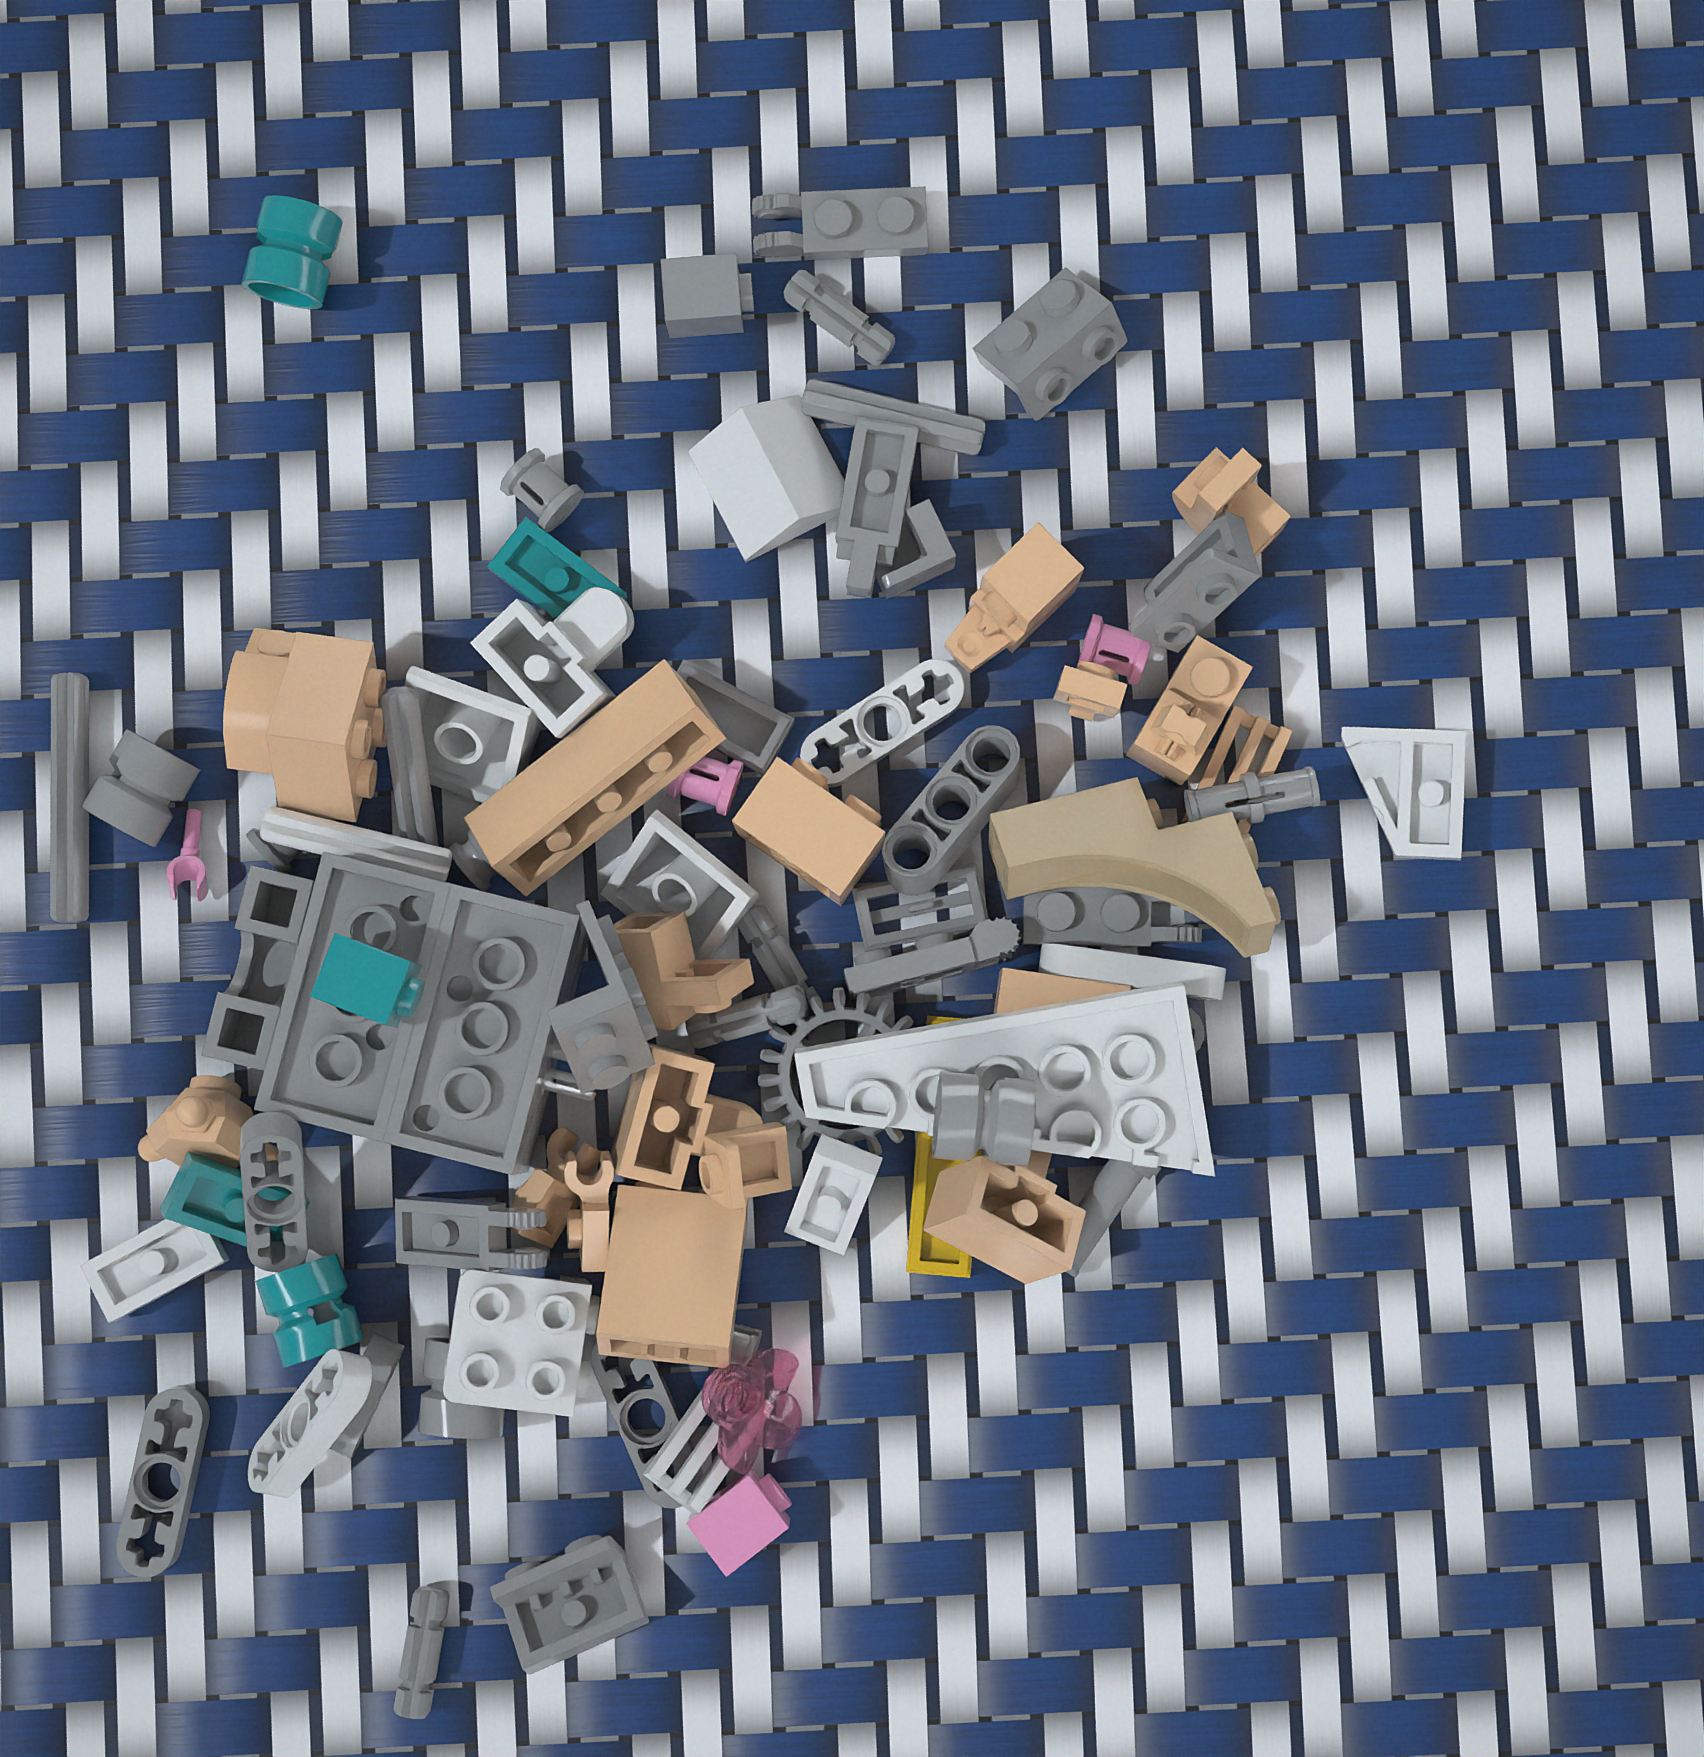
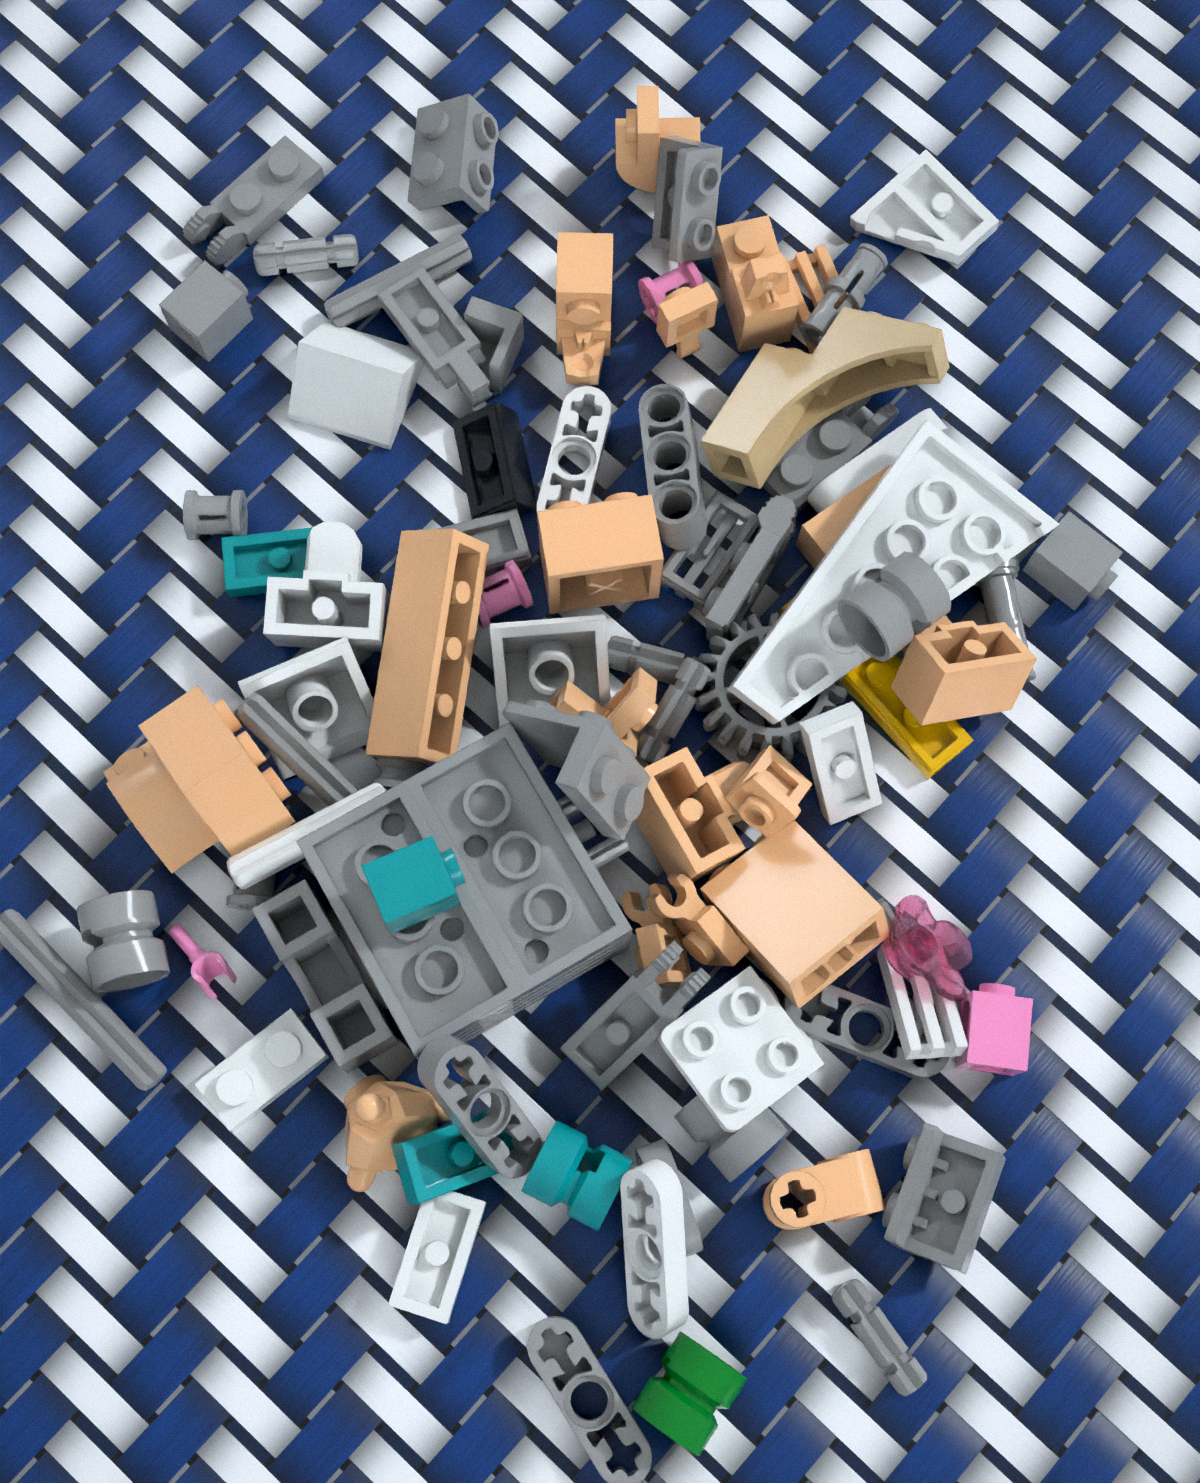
camera: 50 degrees left, 10 degrees down
(154, 989) = (261, 1070): none -> white plate
(225, 1552) = (689, 1393): none -> green wheel
(498, 1519) = (833, 1191): none -> light nougat piece
(817, 660) = (494, 461): none -> black slope
(1207, 1216) = (1074, 562): none -> light grey brick

